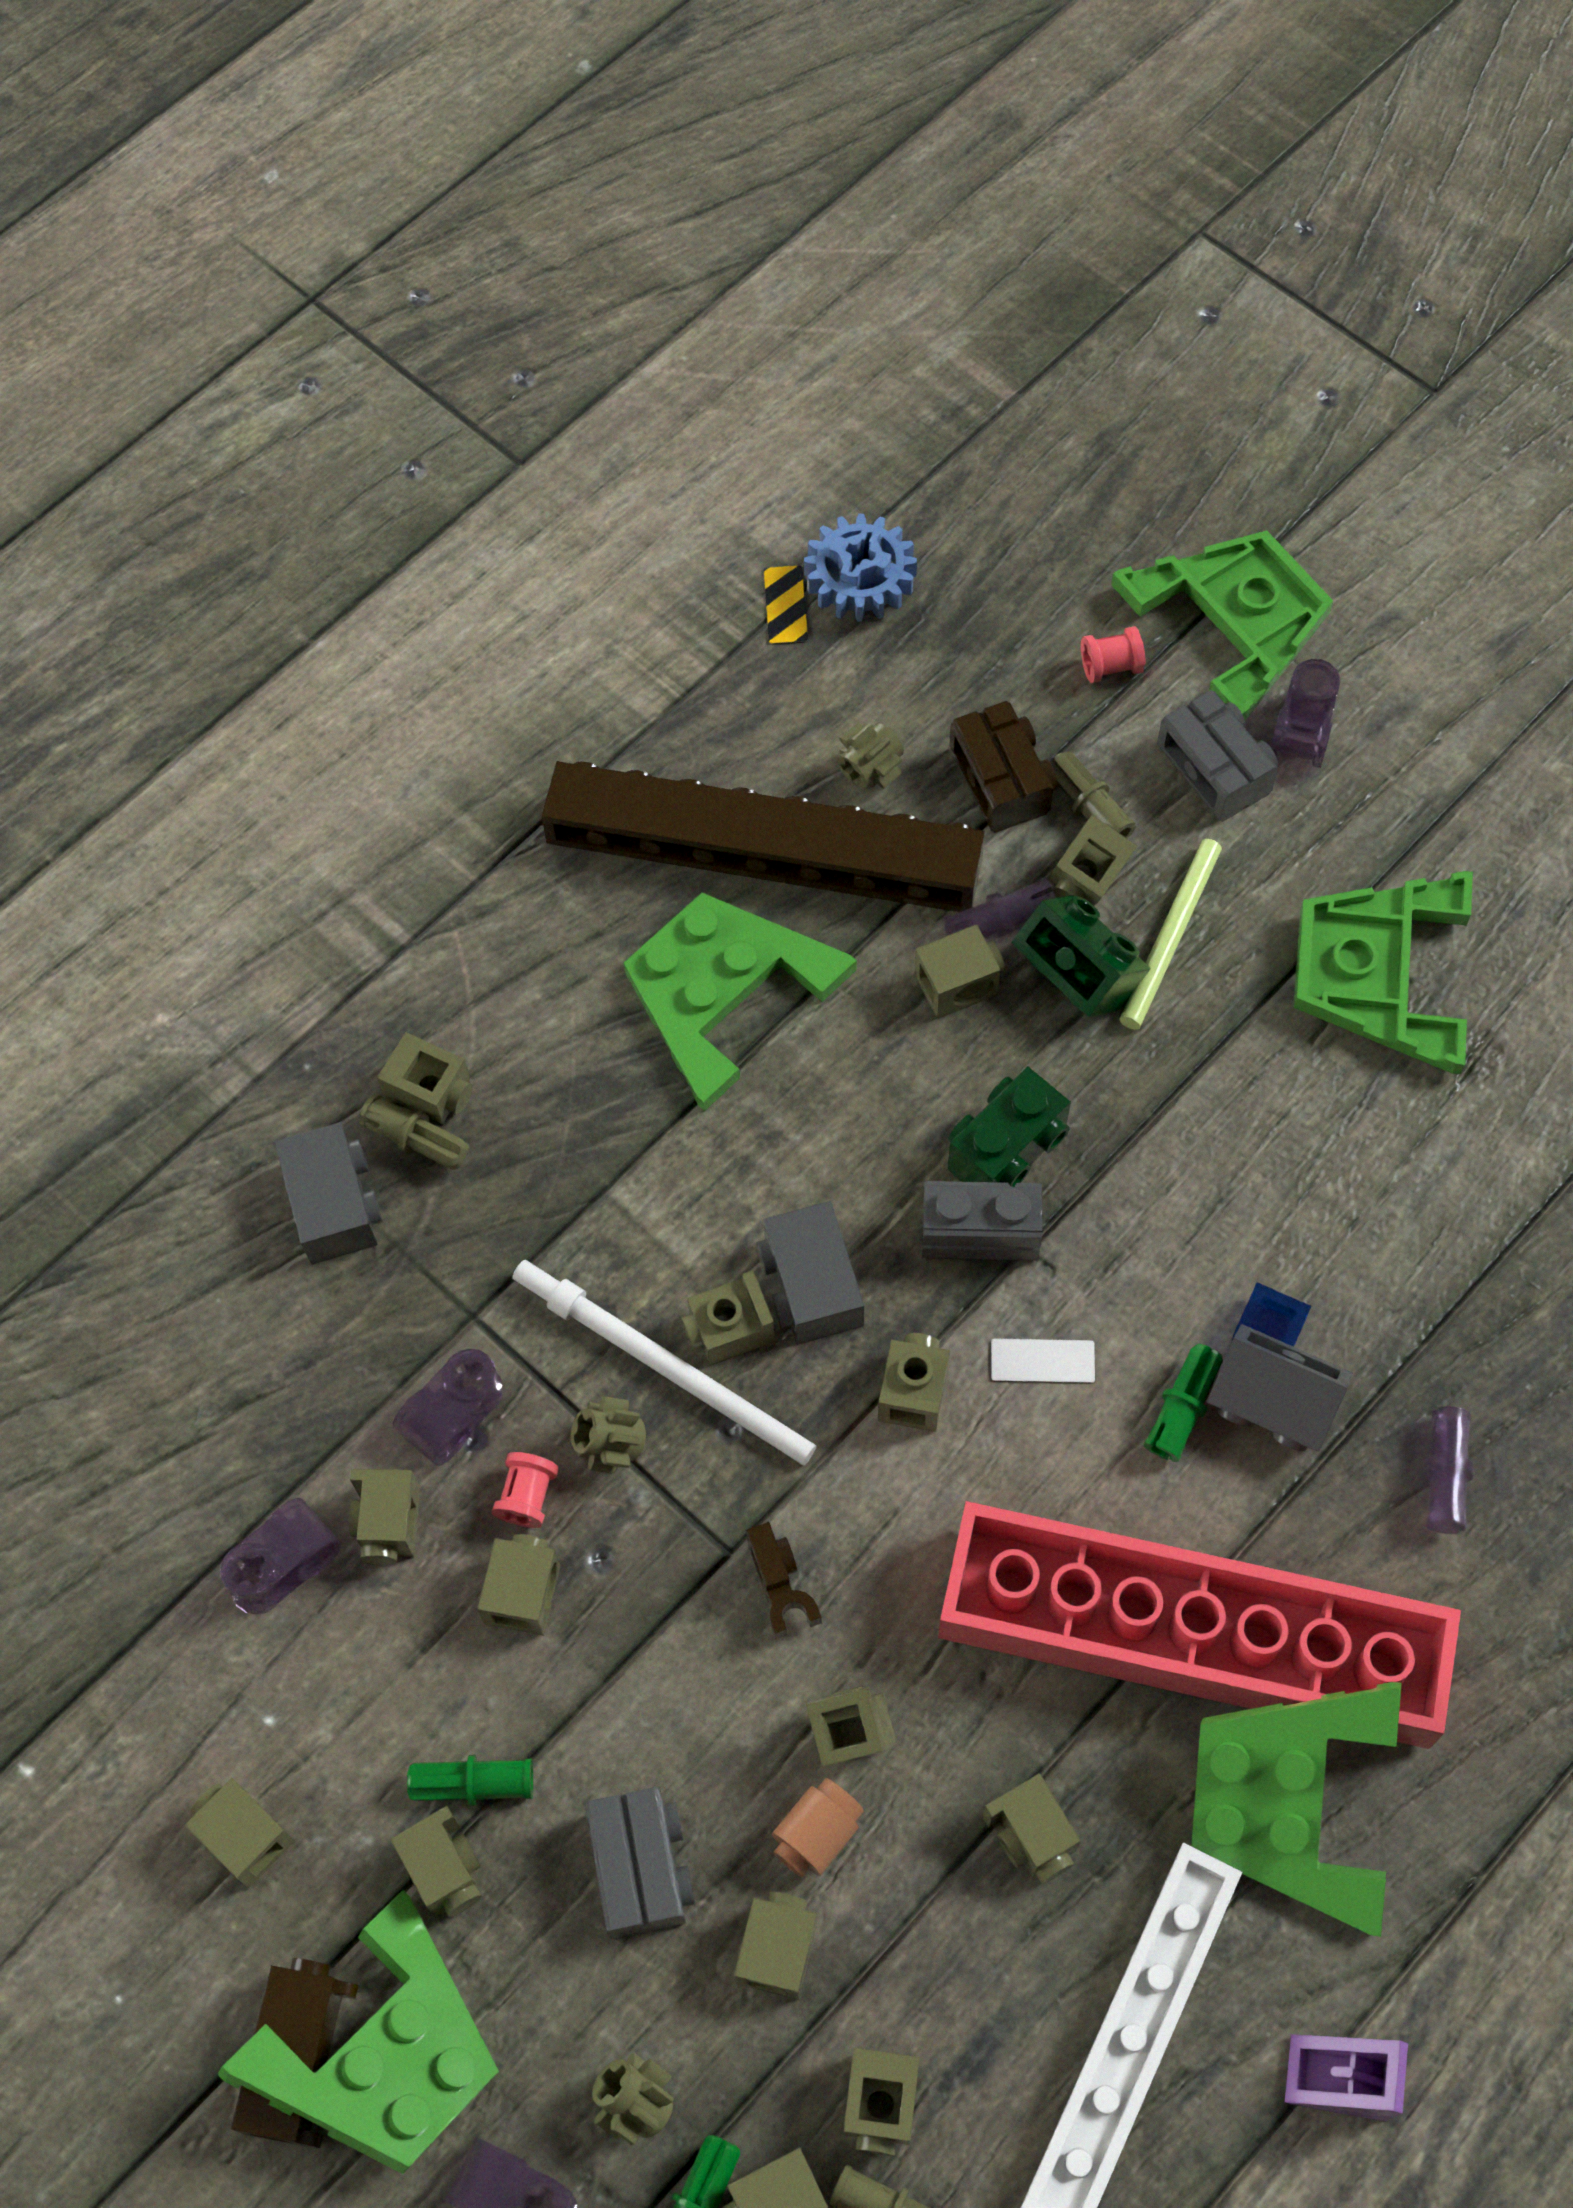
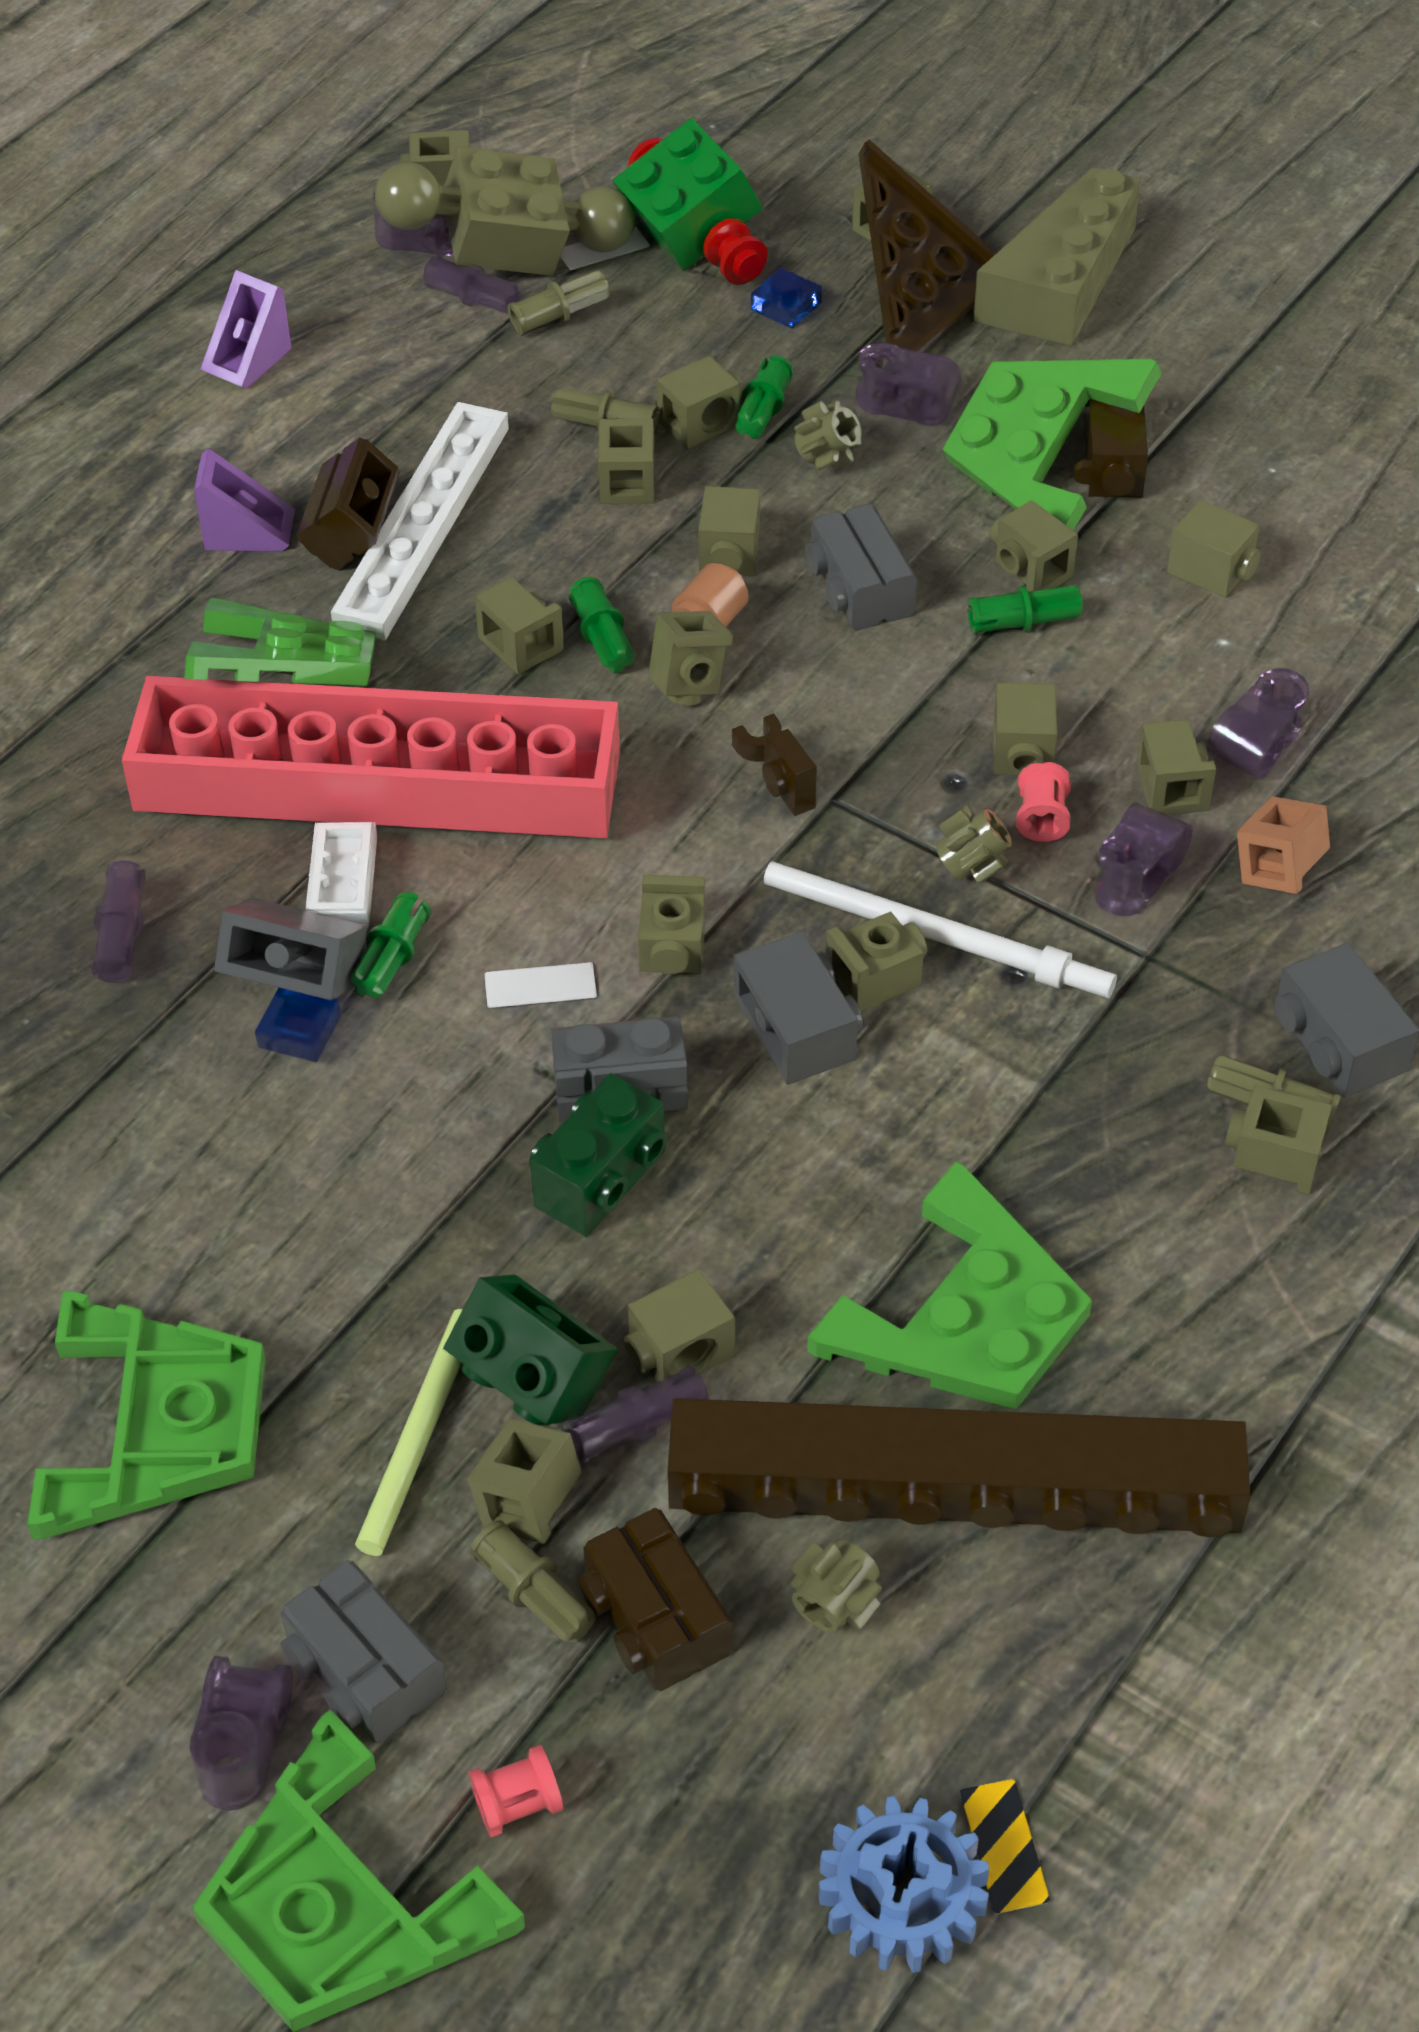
camera: 170 degrees right, 15 degrees down
(315, 1374) = (1282, 843): none -> nougat brick
(938, 1824) = (601, 624): none -> green axle
(1221, 2049) = (348, 504): none -> dark brown brick
(1231, 1498) = (342, 870): none -> white plate

